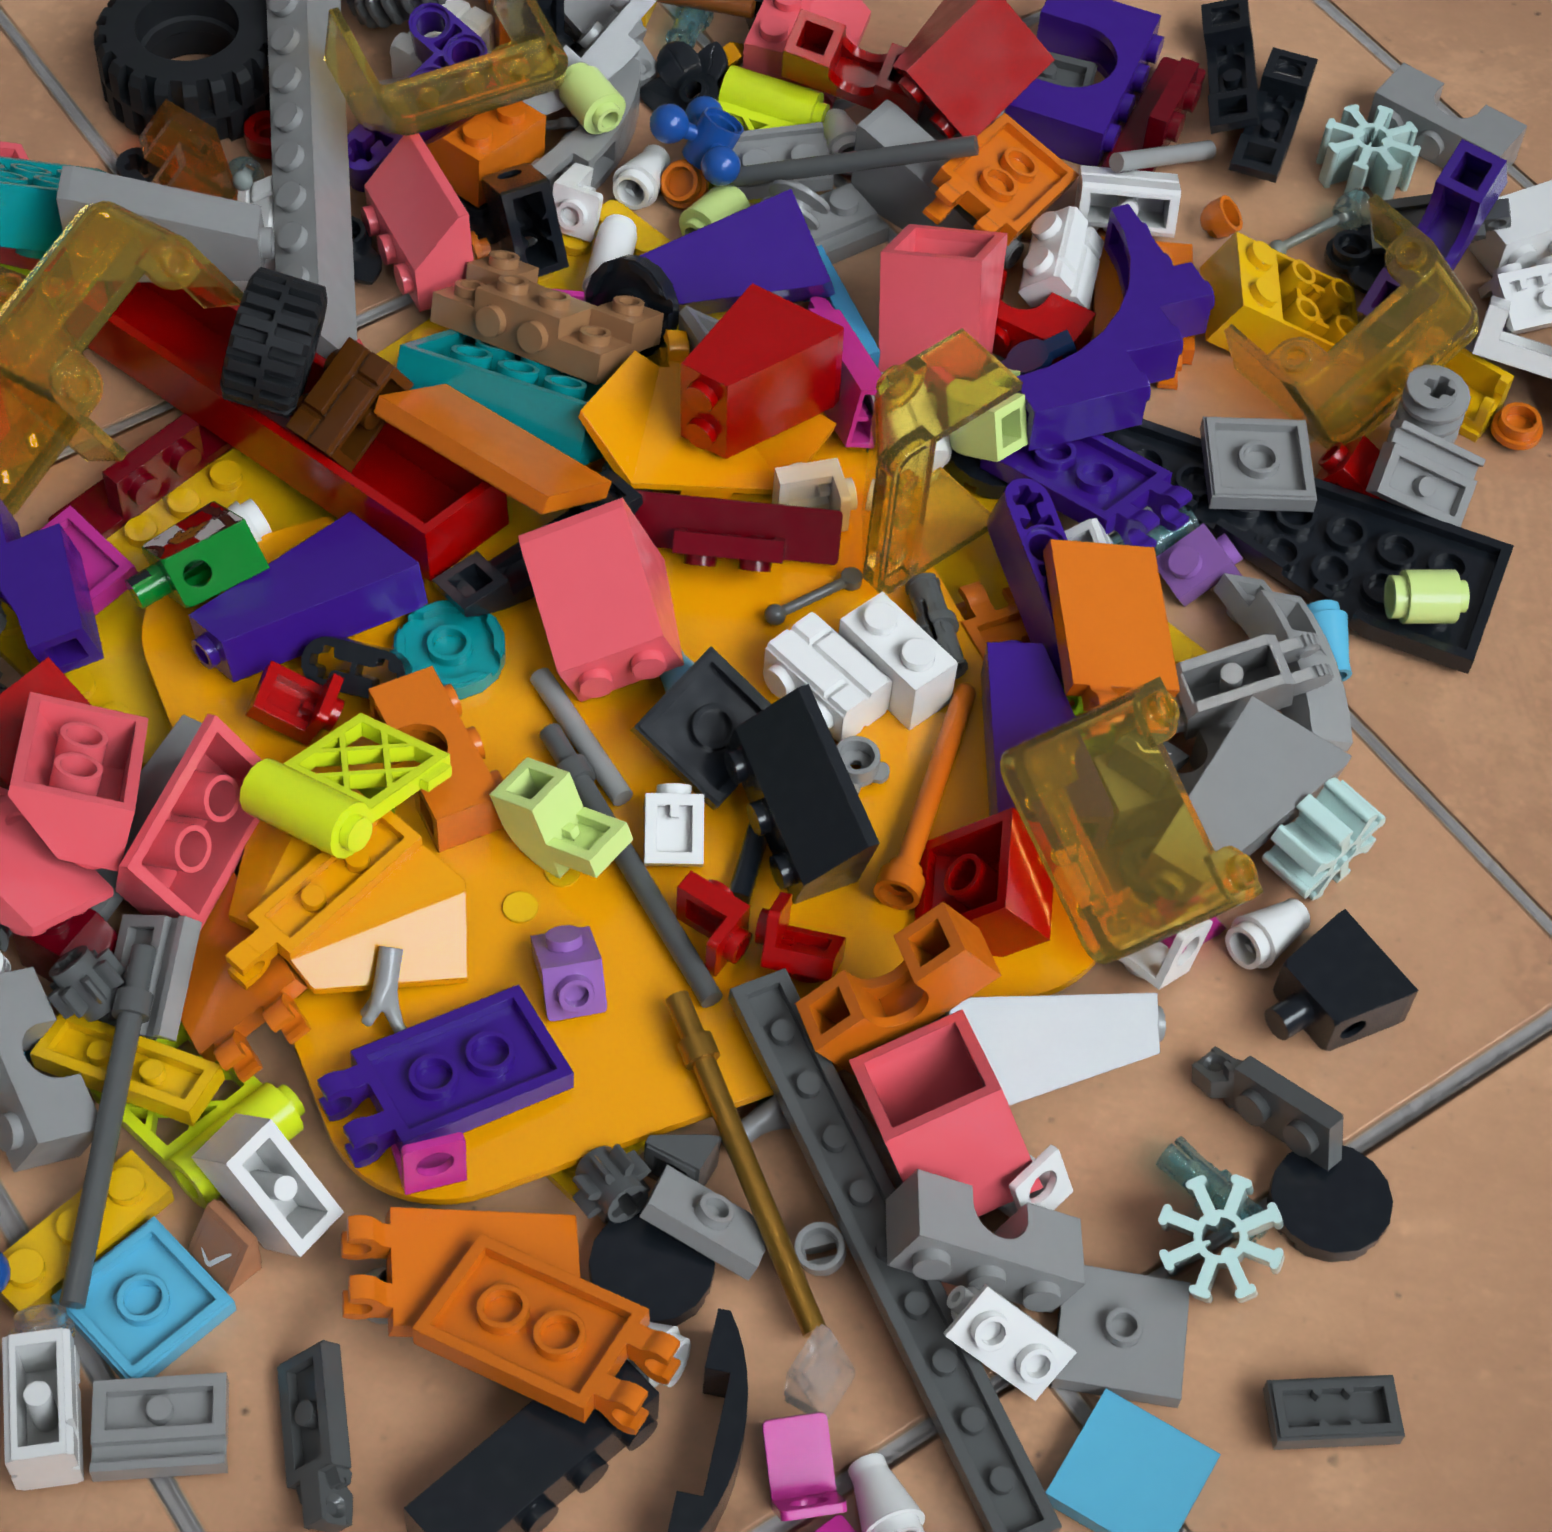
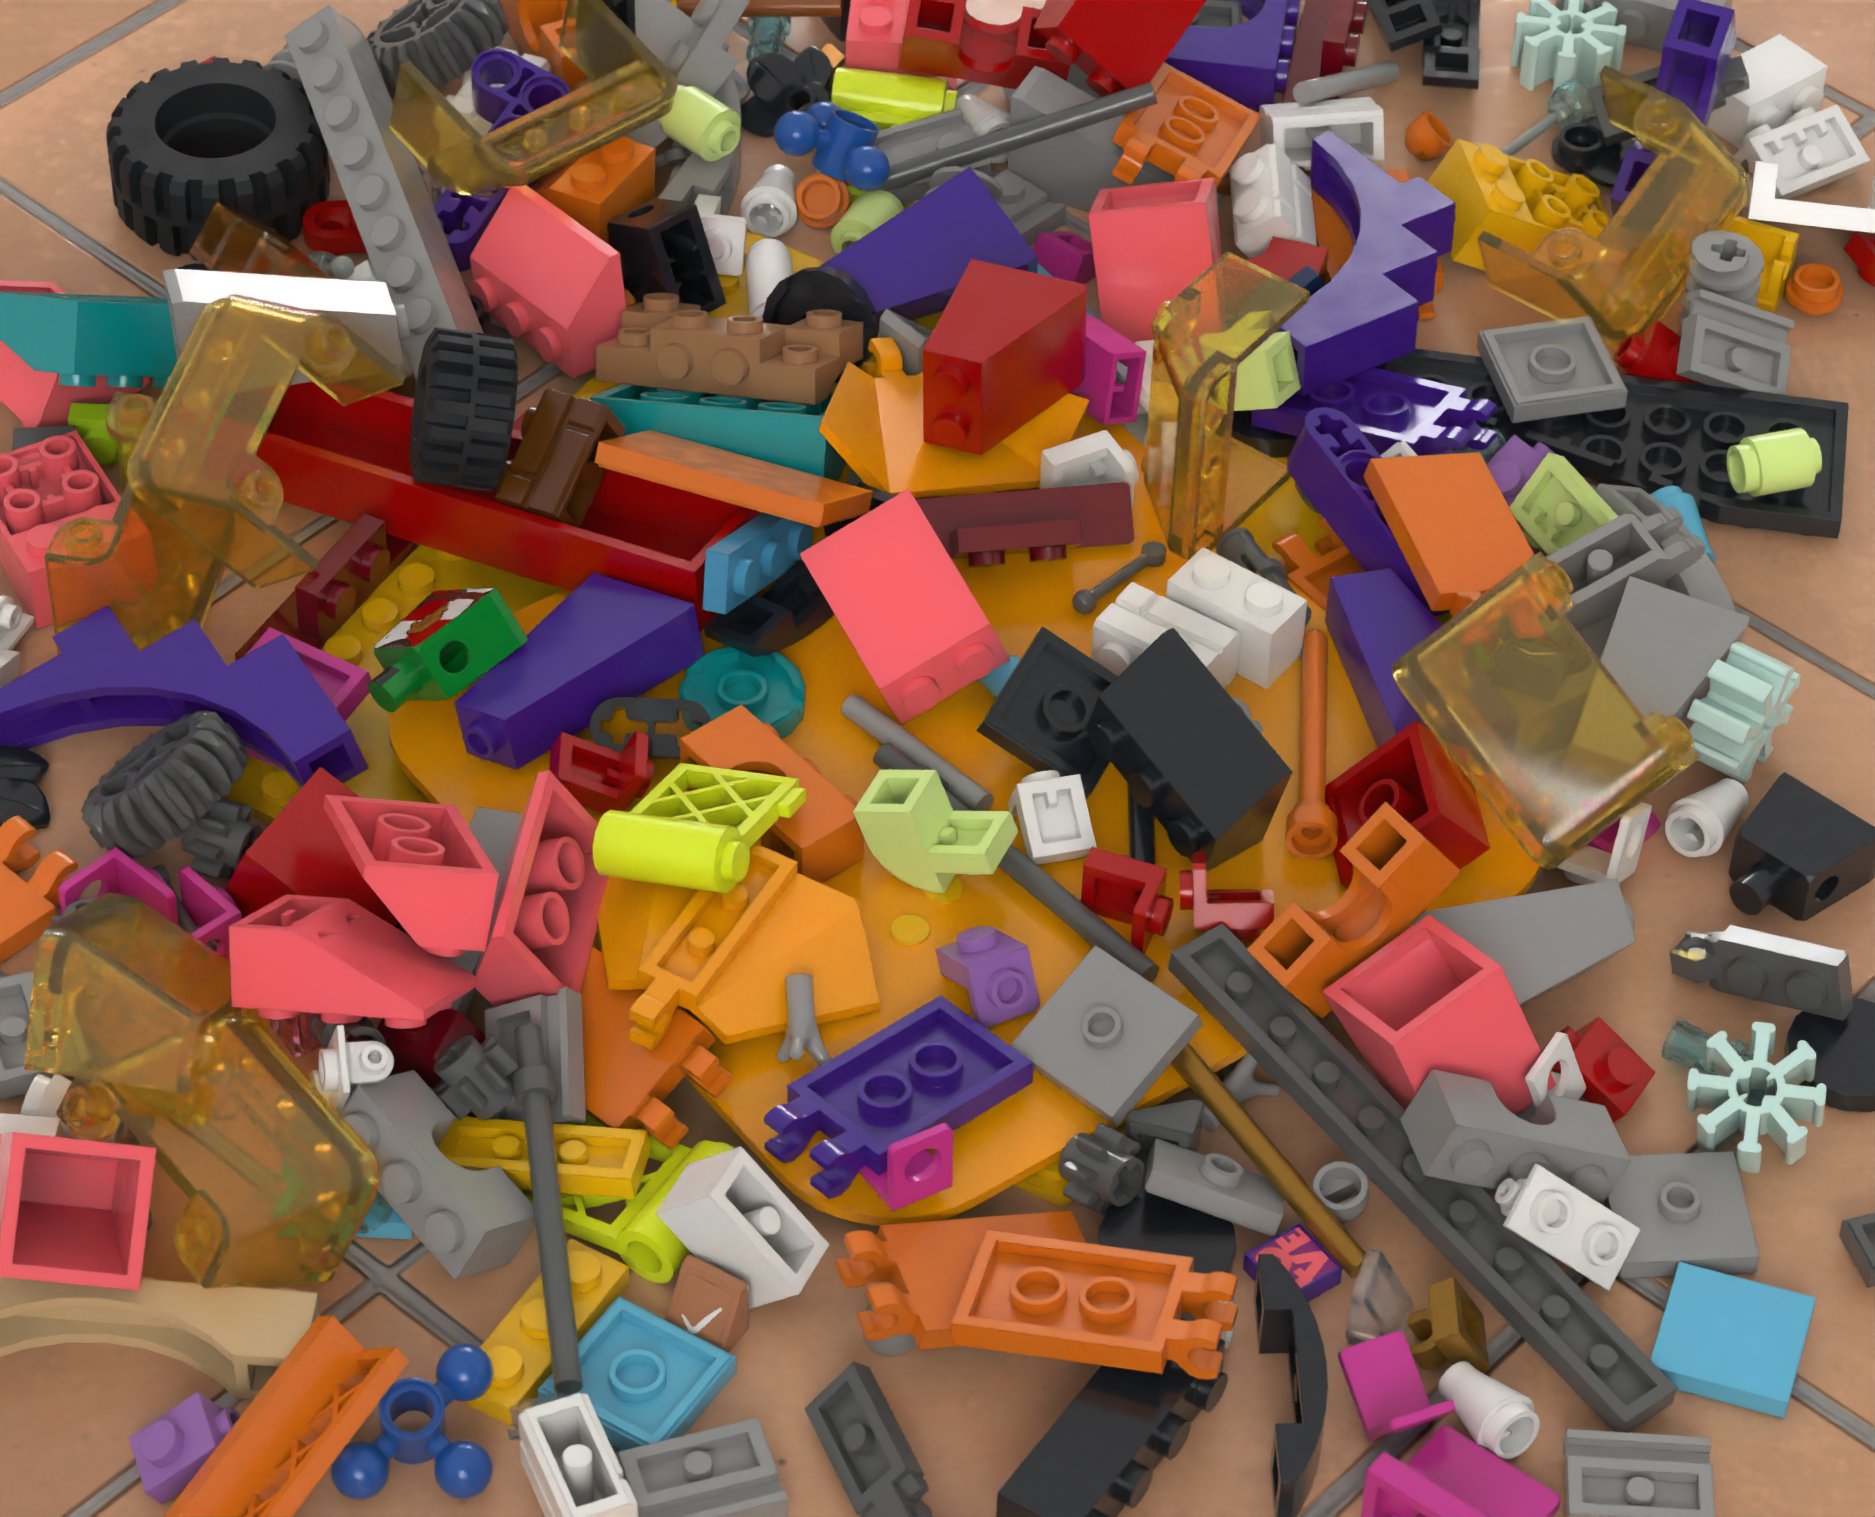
camera: 10 degrees left, 10 degrees down
(480, 530) = (751, 560): none -> dark azure plate
(648, 1059) = (1106, 1035): none -> light grey plate
(759, 1313) = (1302, 1257): none -> tile
(862, 276) = (1065, 256): none -> dark pink slope
(879, 1415) = (1453, 1326): none -> pearl gold tile
(1097, 1171) = (1608, 1066): none -> red bracket
(1223, 605) = (1558, 506): none -> yellowish green bracket

